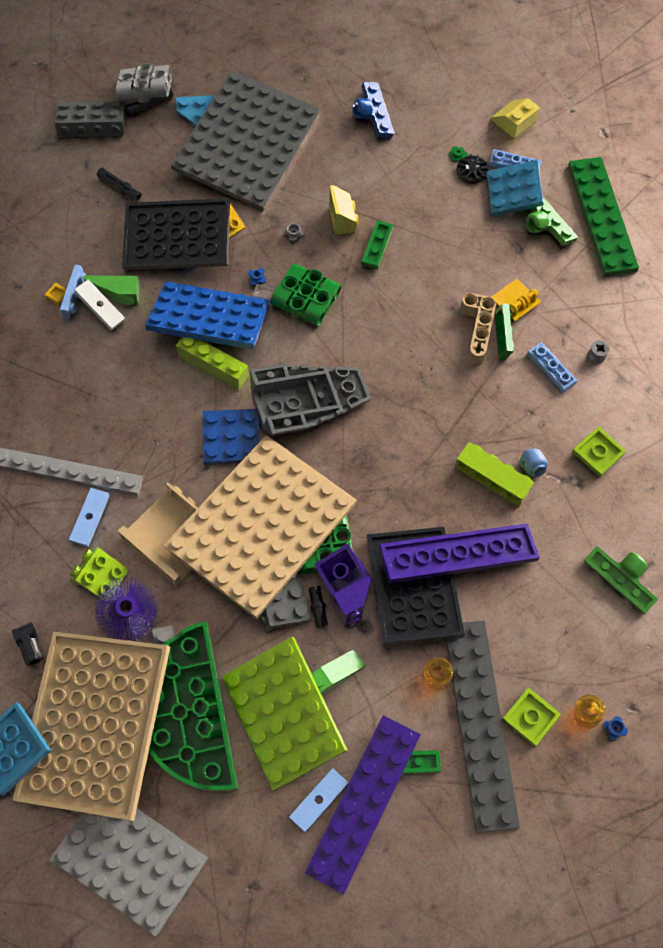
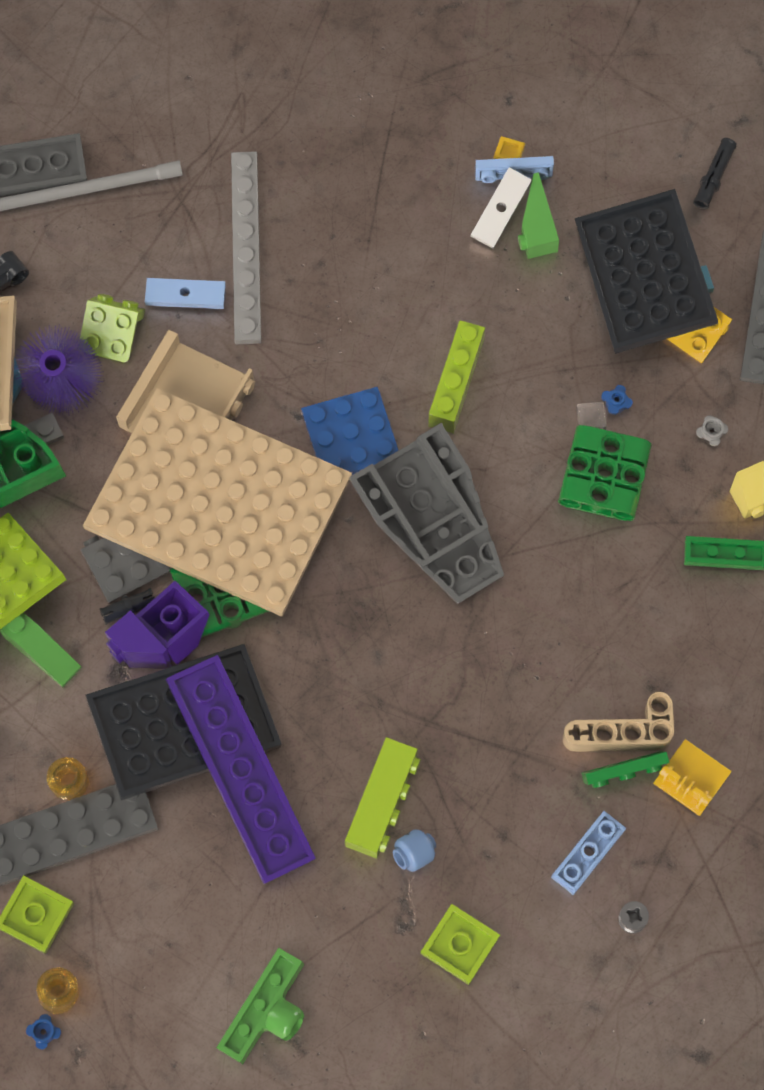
camera: 80 degrees right, 5 degrees up
(208, 315) = (525, 350): blue plate -> none

